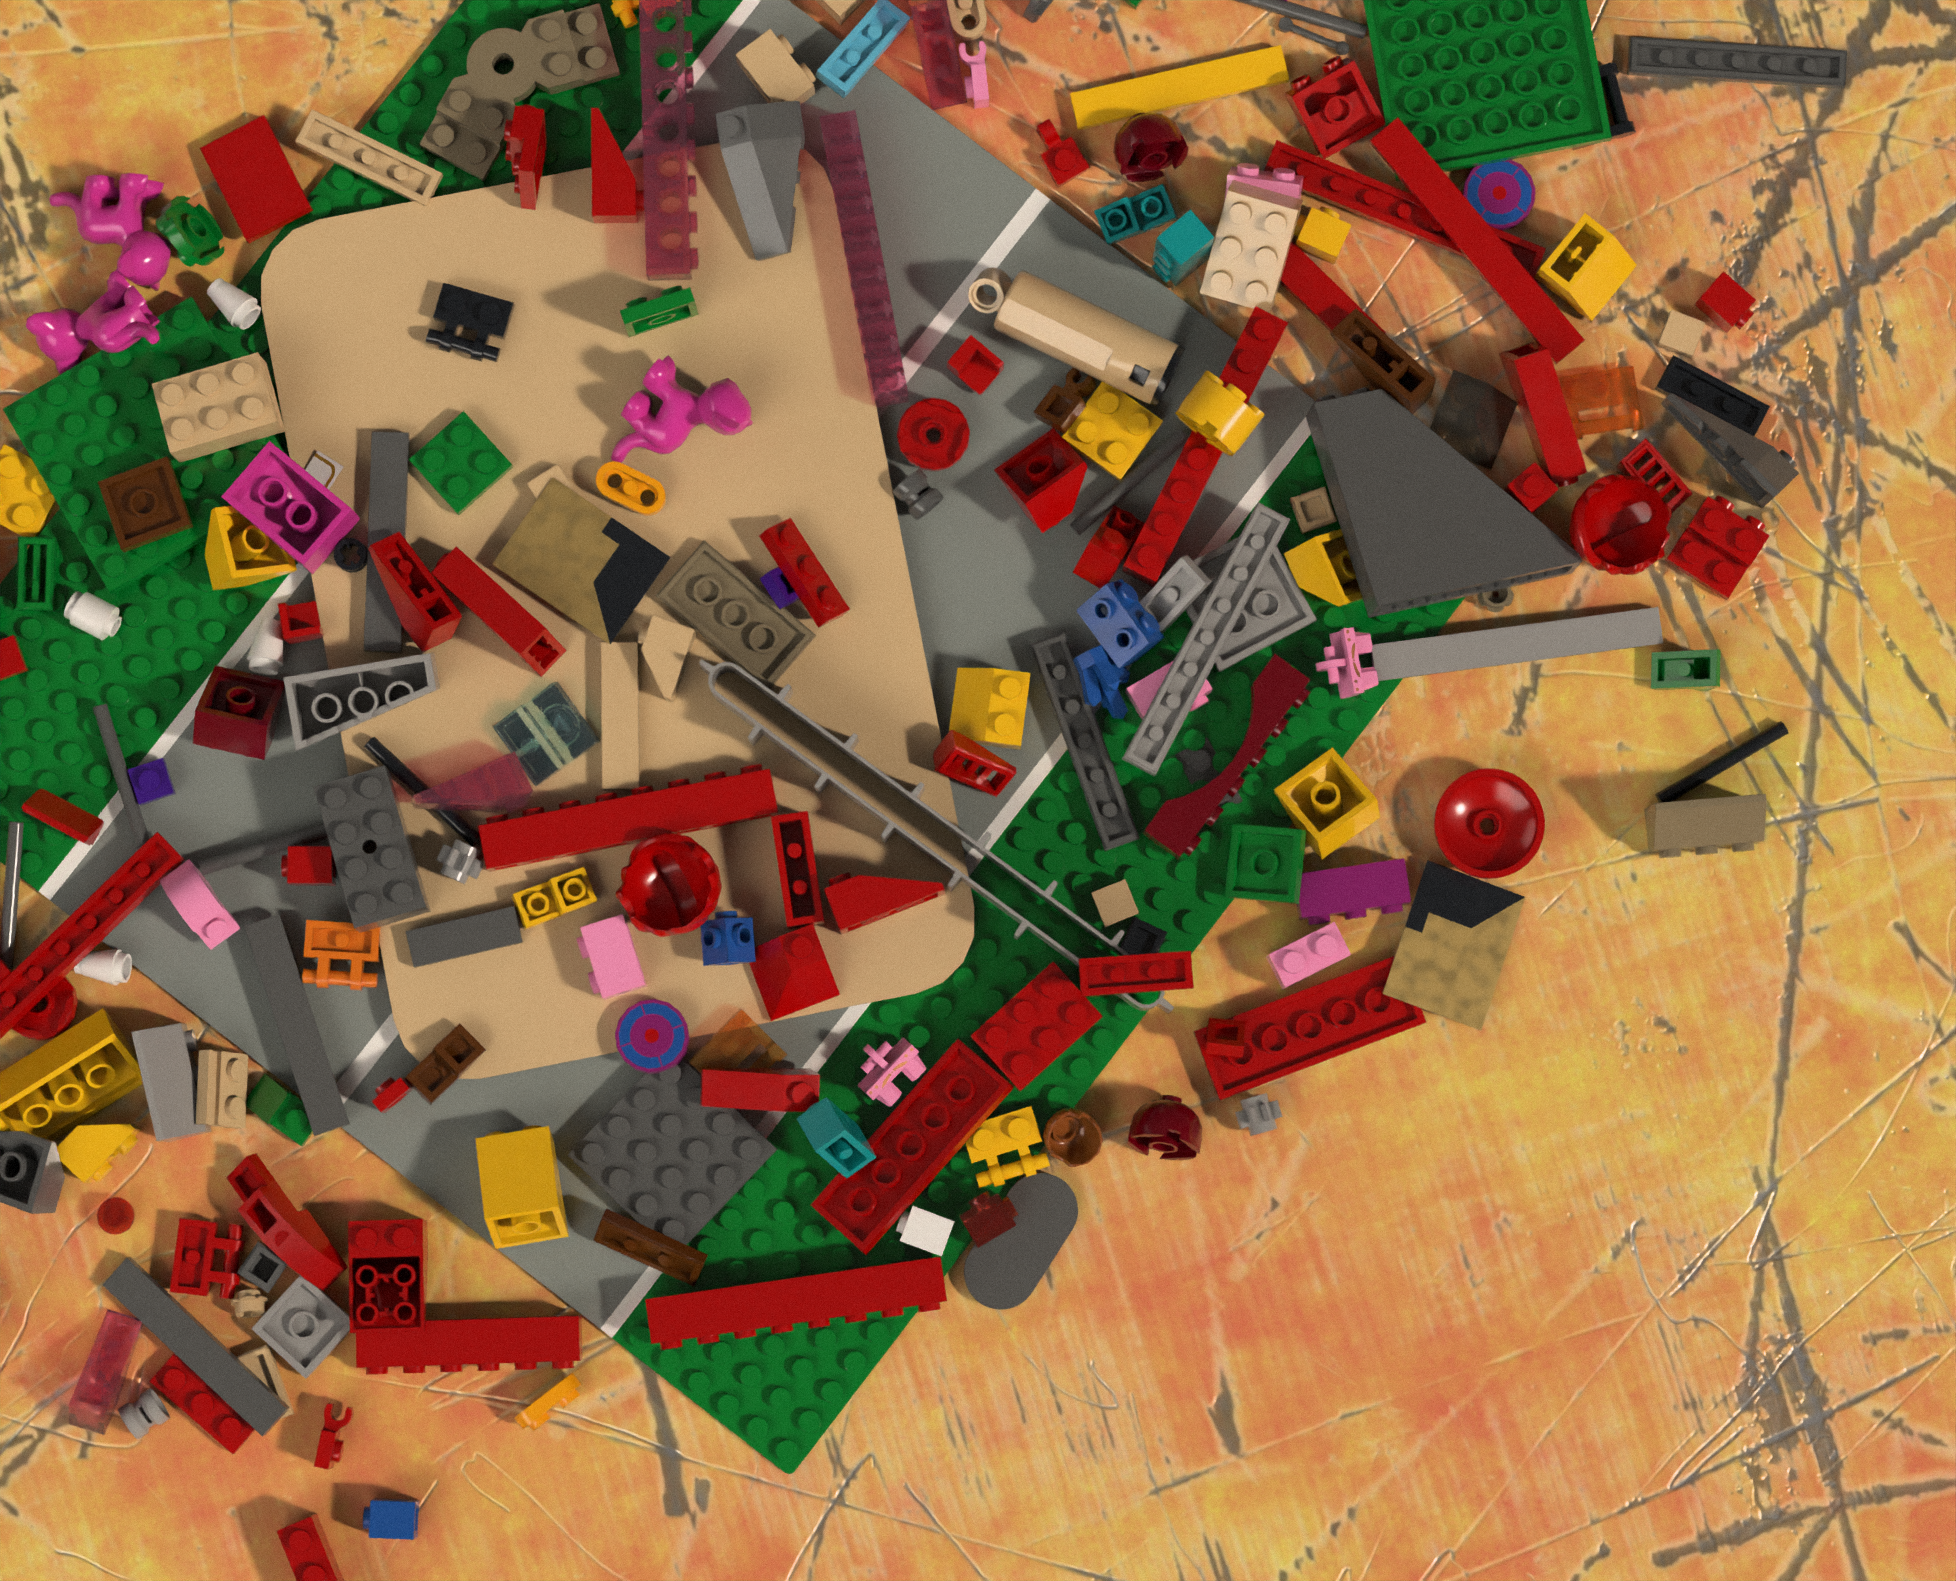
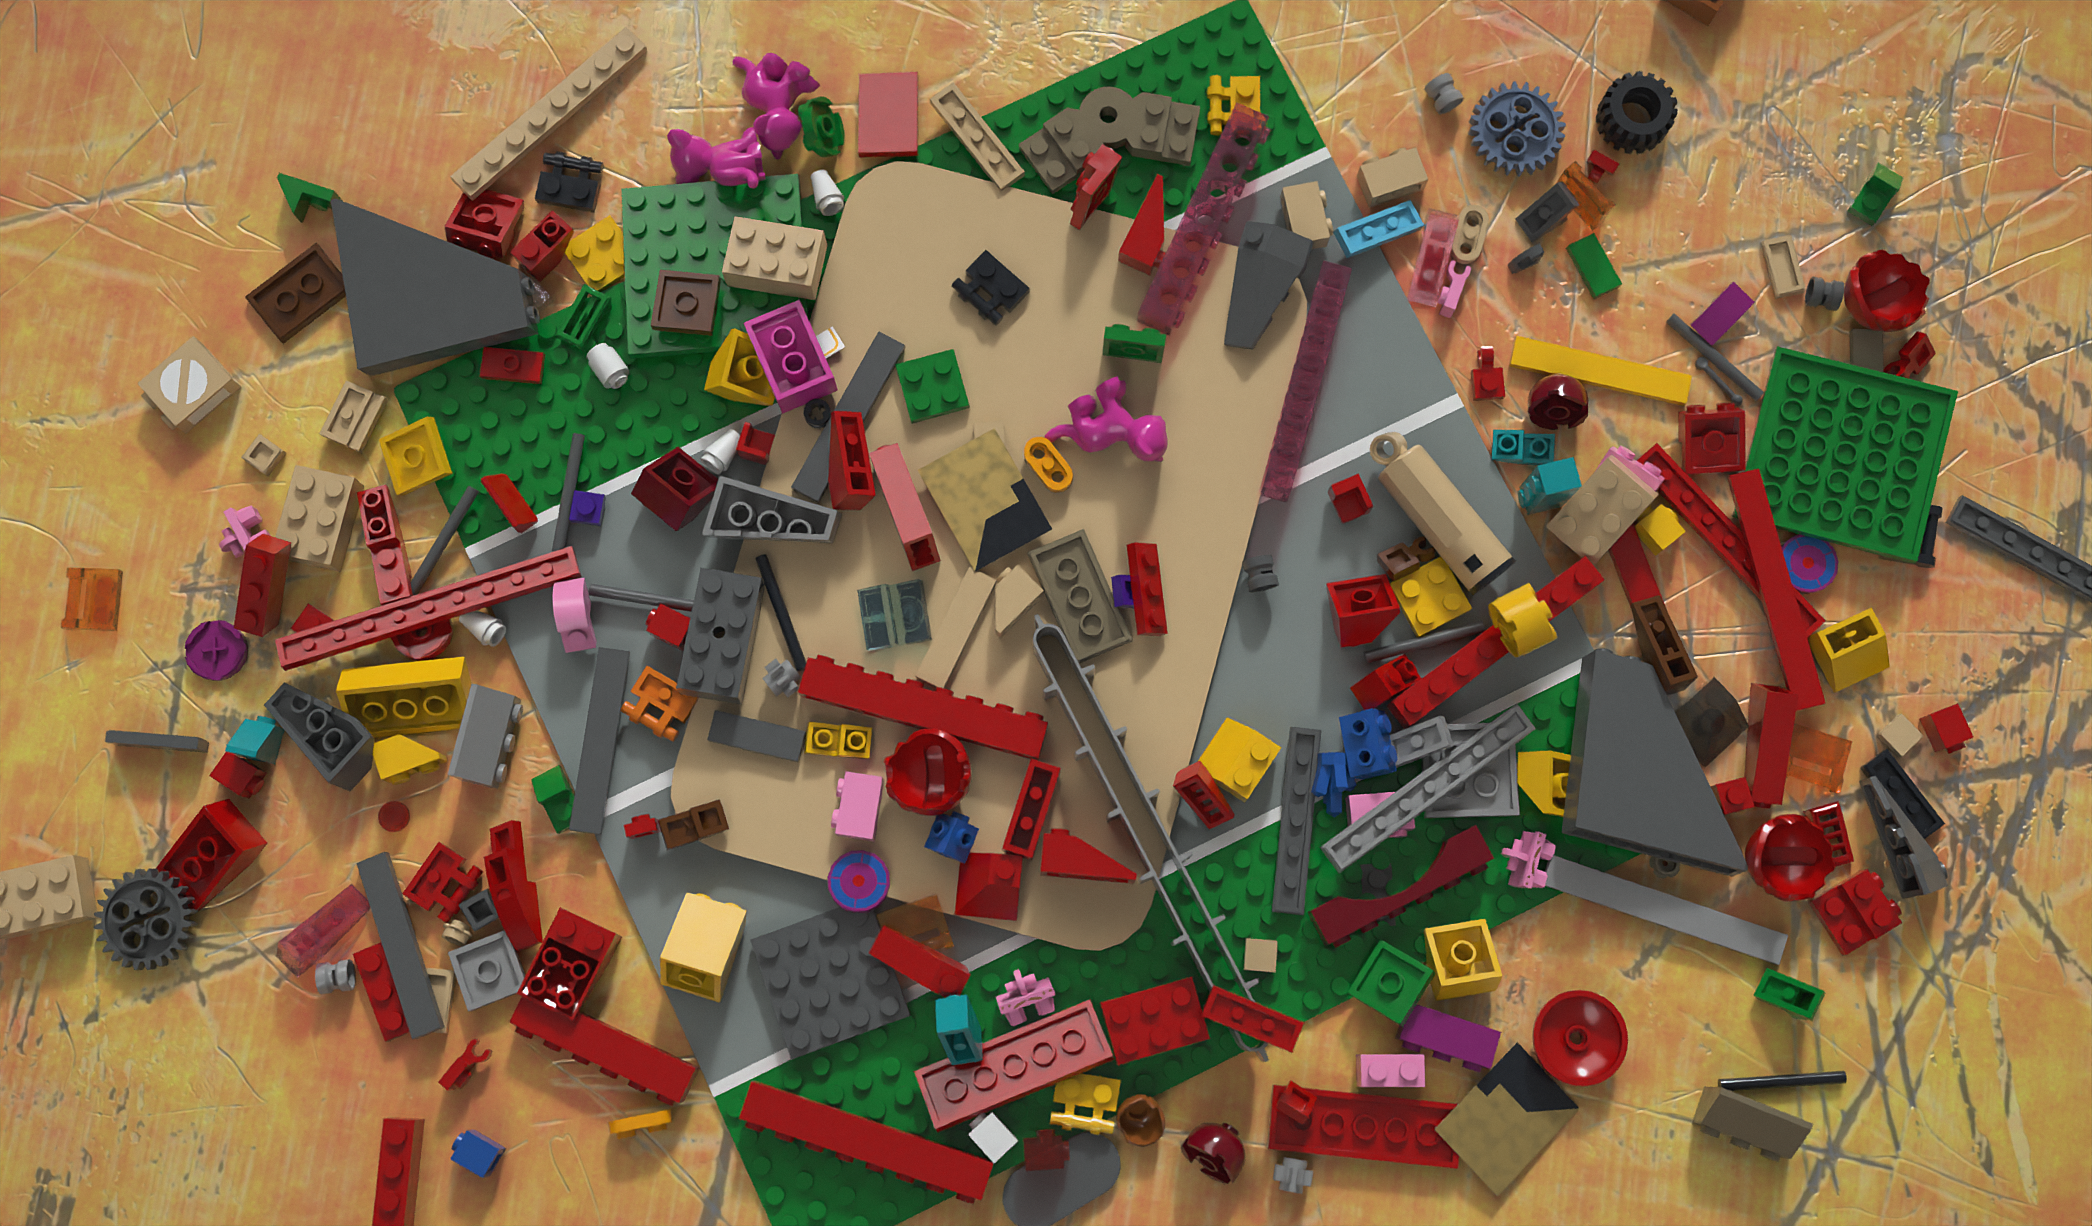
camera: 30 degrees right, 5 degrees down
(222, 1089) = (519, 760): tan plate -> none
(485, 789) = (828, 632): clear pink slope -> none
(650, 1247) = (776, 1042): reddish brown tile -> none
(927, 416) = (1296, 519): red plate -> none
(1142, 938) = (1269, 993): black tile -> none
(1313, 510) = (1554, 731): tan tile -> none

